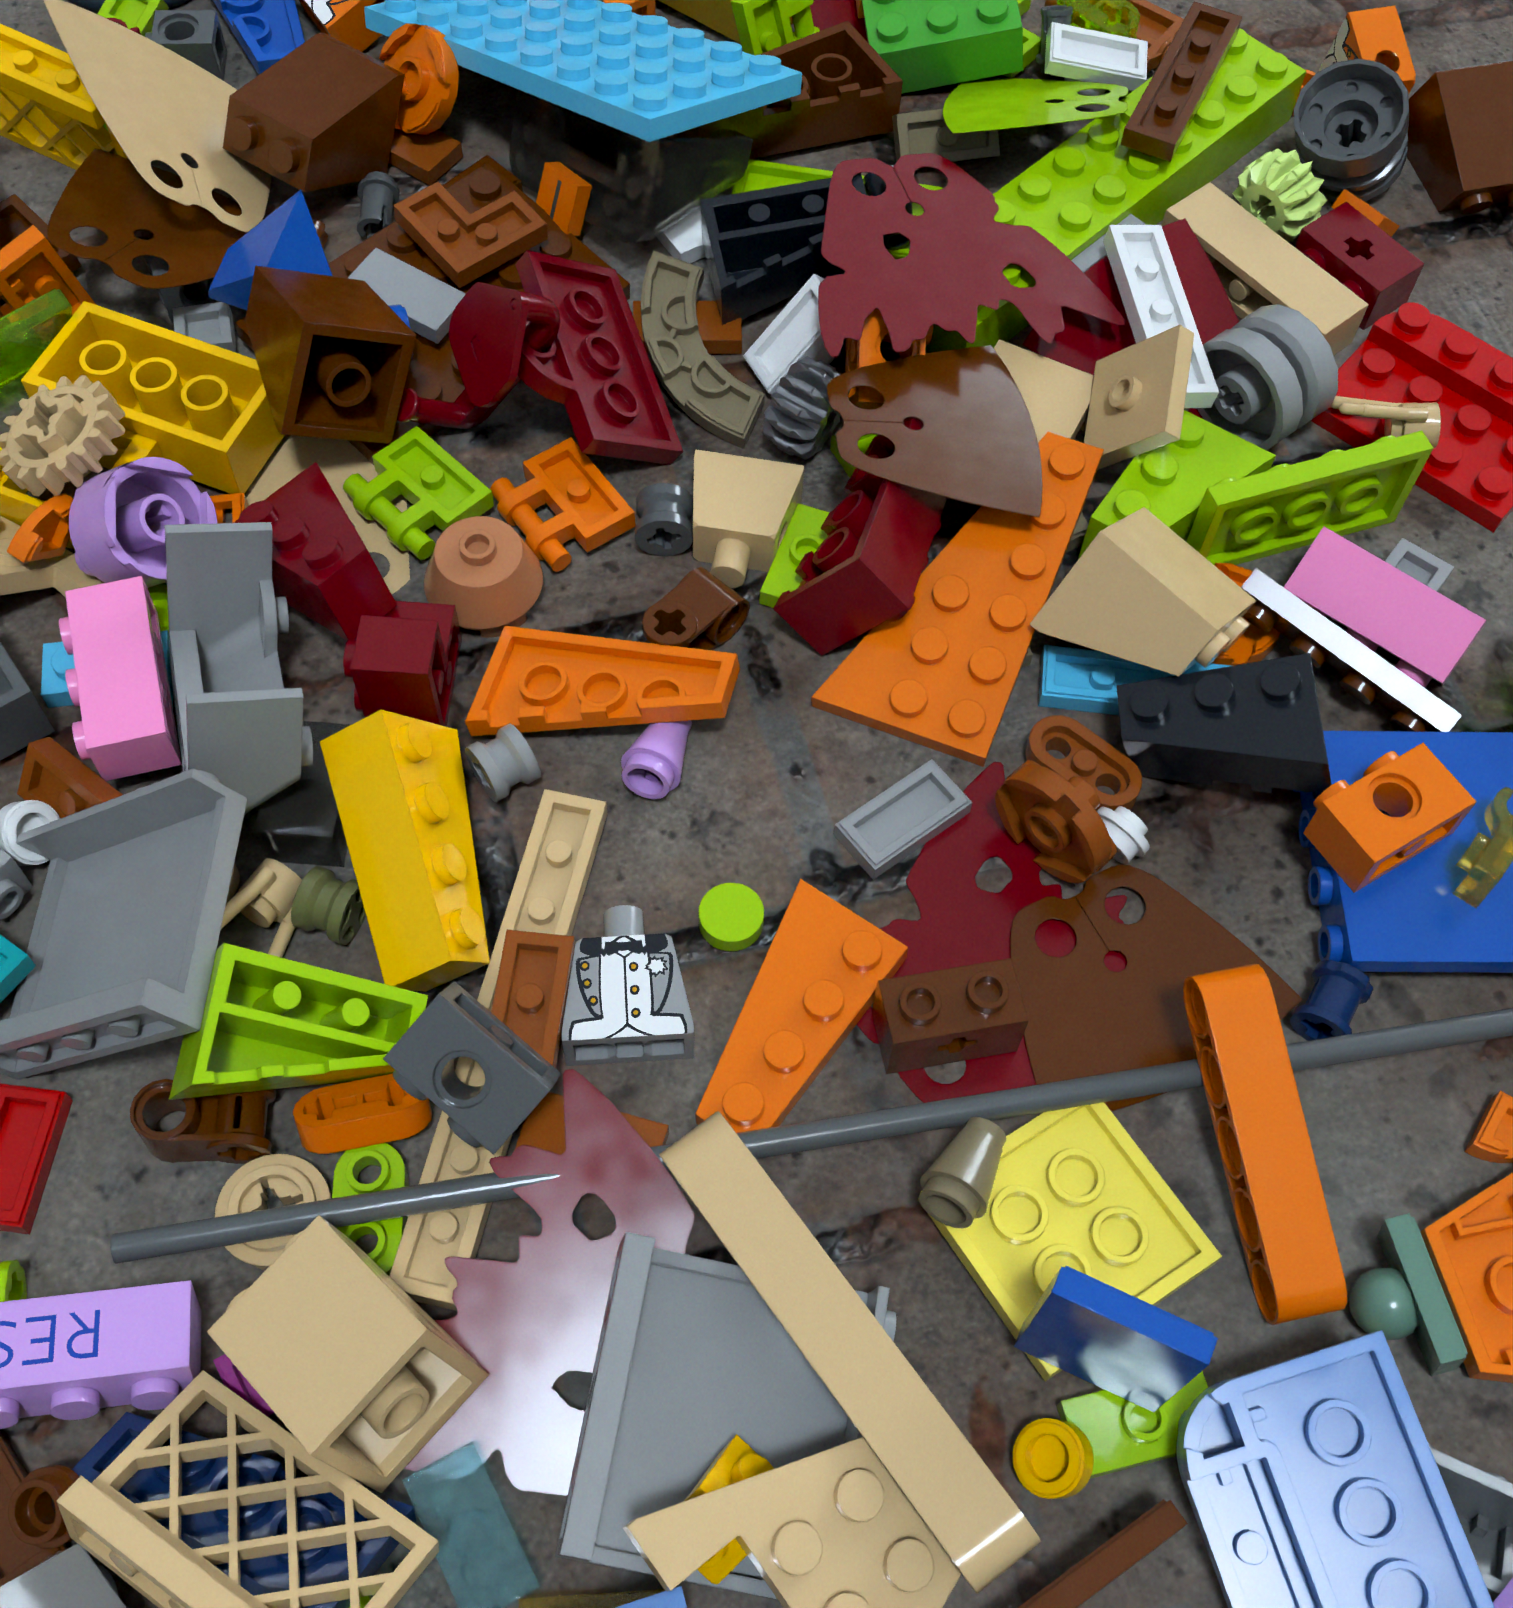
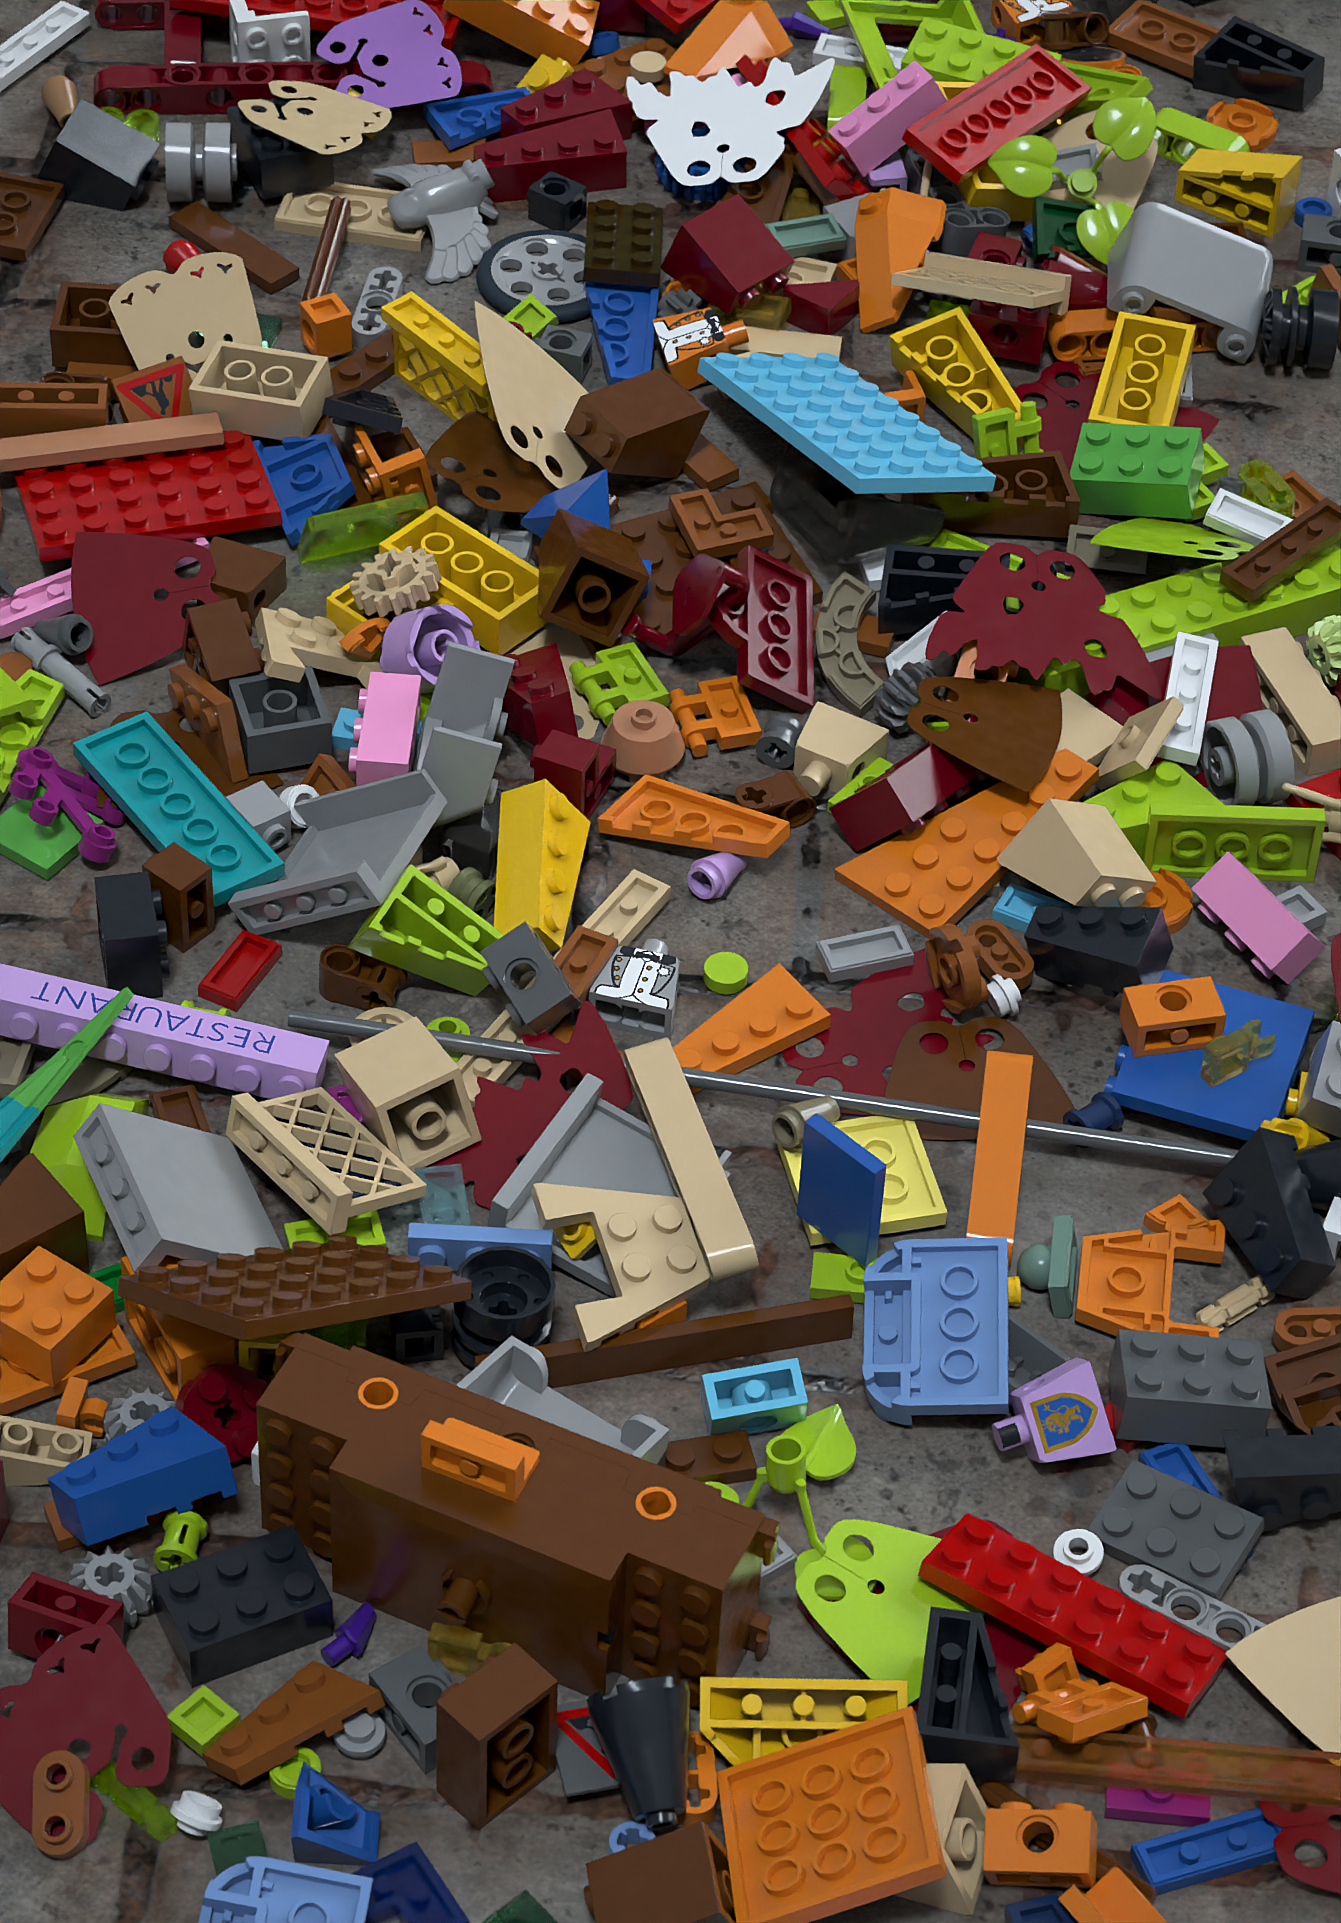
camera: 20 degrees right, 15 degrees down
(32, 1511) = (211, 1113): reddish brown plate -> none
(358, 1115) = (455, 1002): orange beam -> none
(377, 198) = (661, 488): dark grey pin -> none
(425, 298) = (664, 555): light grey tile -> none
(429, 77) = (727, 416): orange tile -> none
(503, 762) = (613, 849): light grey wheel -> none
(564, 197) = (796, 521): orange tile -> none
(949, 1015) = (837, 1052): reddish brown brick -> none
(1053, 1458) = (795, 1274): yellow tile -> none
(1363, 671) = (1198, 925): plate -> none

